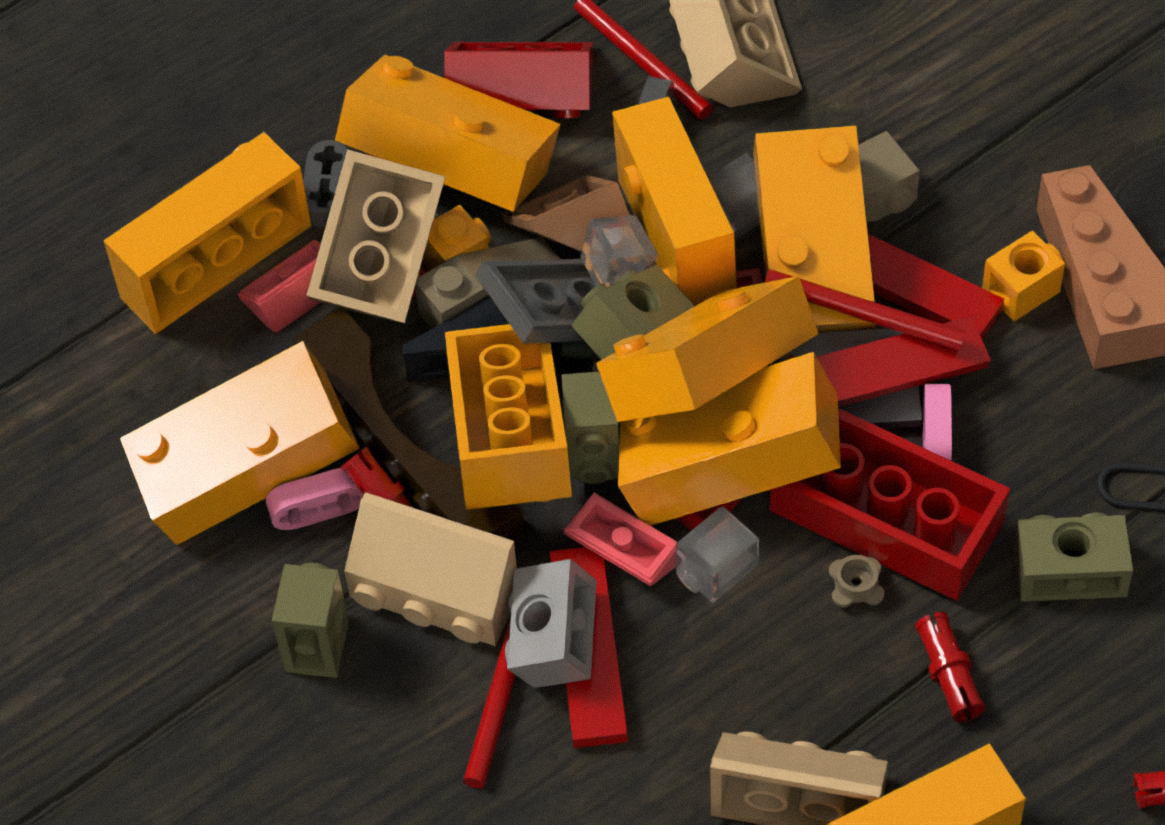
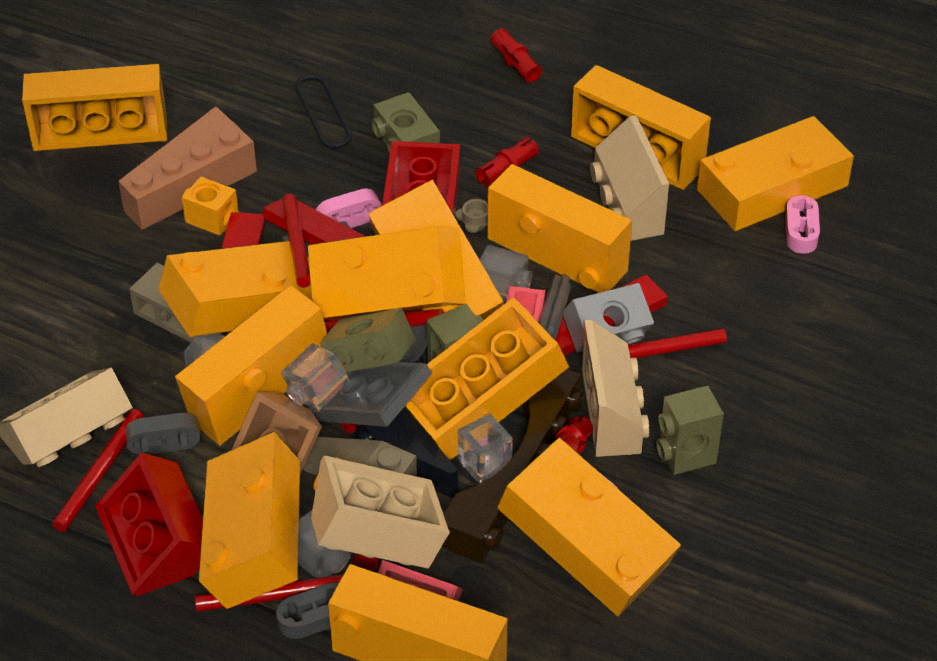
camera: 120 degrees left, 10 degrees down
(425, 401) = (484, 447): none -> clear brick
(619, 583) = (554, 304): none -> dark grey axle
(742, 634) = (559, 229): none -> light orange brick

